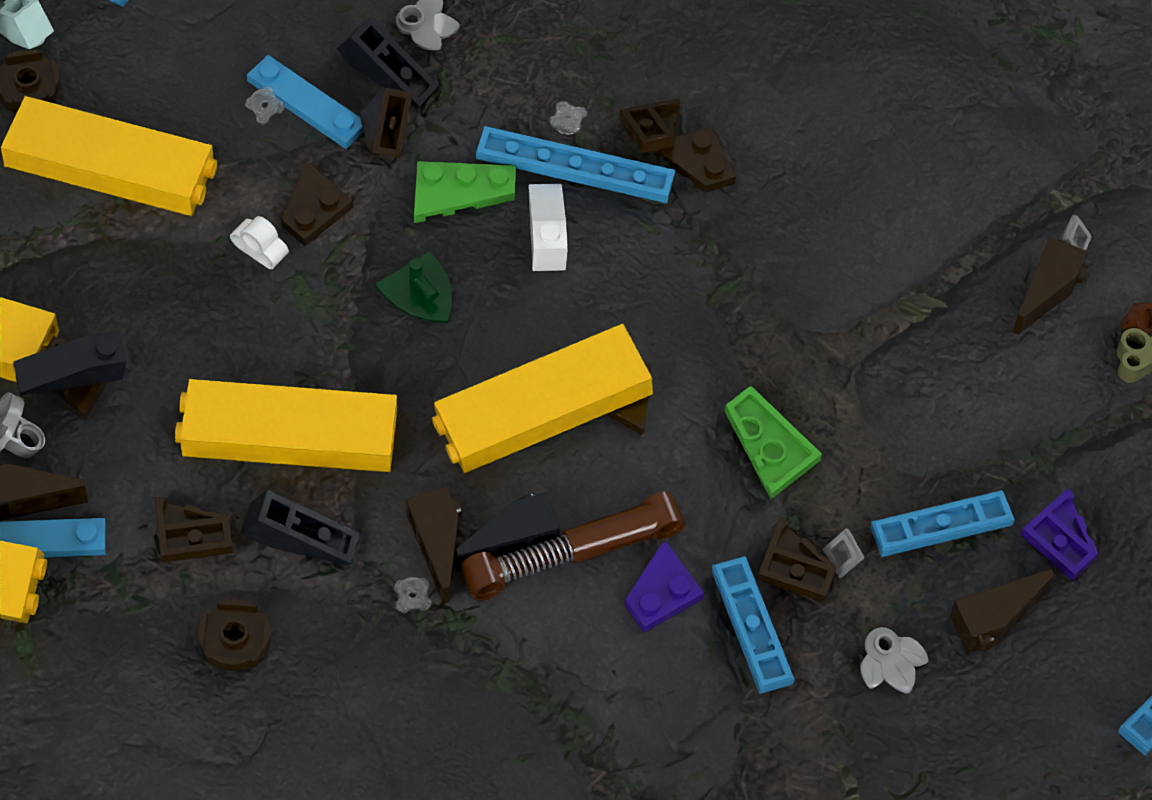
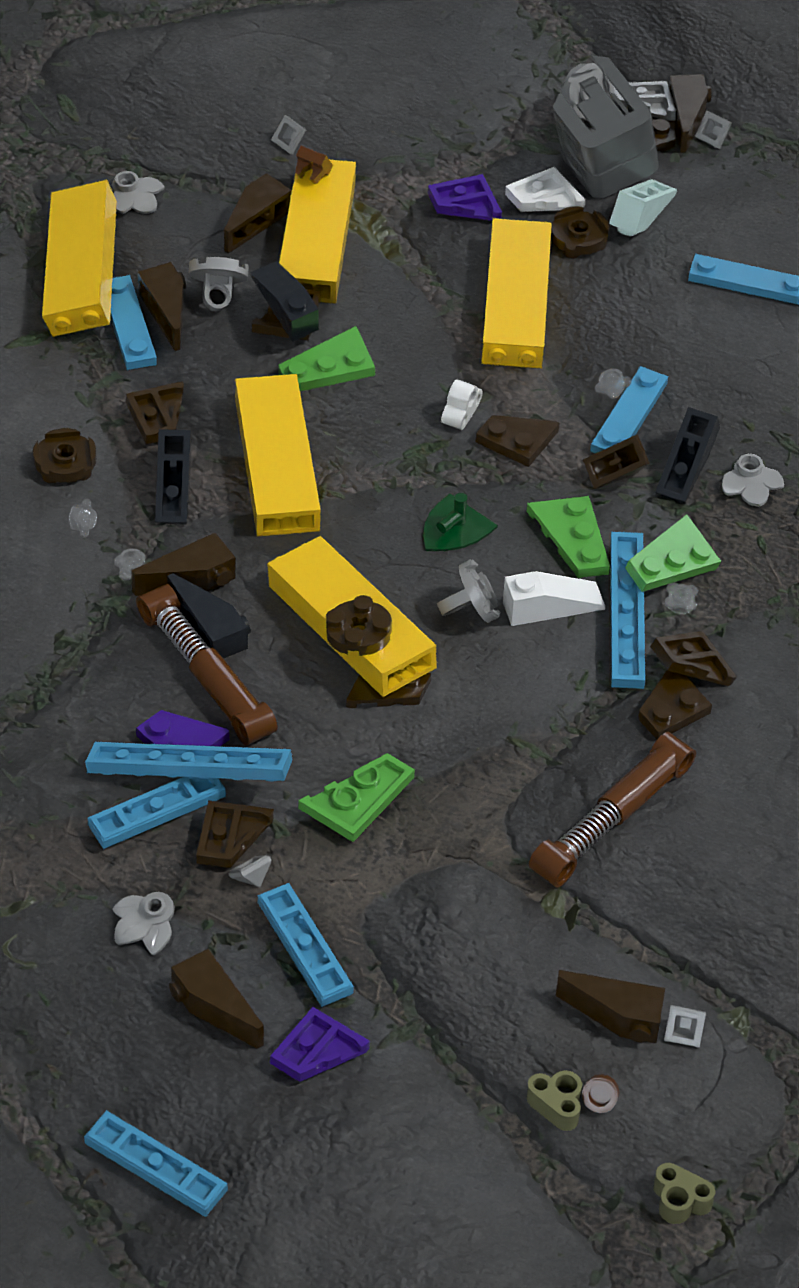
camera: 80 degrees right, 10 degrees down
(157, 353) = (331, 362): none -> bright green wing
(337, 629) = (83, 517): none -> clear plate
(523, 109) = (673, 557): none -> bright green wing
(540, 290) = (476, 592): none -> light grey tile
(587, 366) = (359, 612): none -> dark brown plate
(714, 579) = (189, 761): none -> dark azure plate
(773, 176) = (667, 759): none -> reddish brown piece

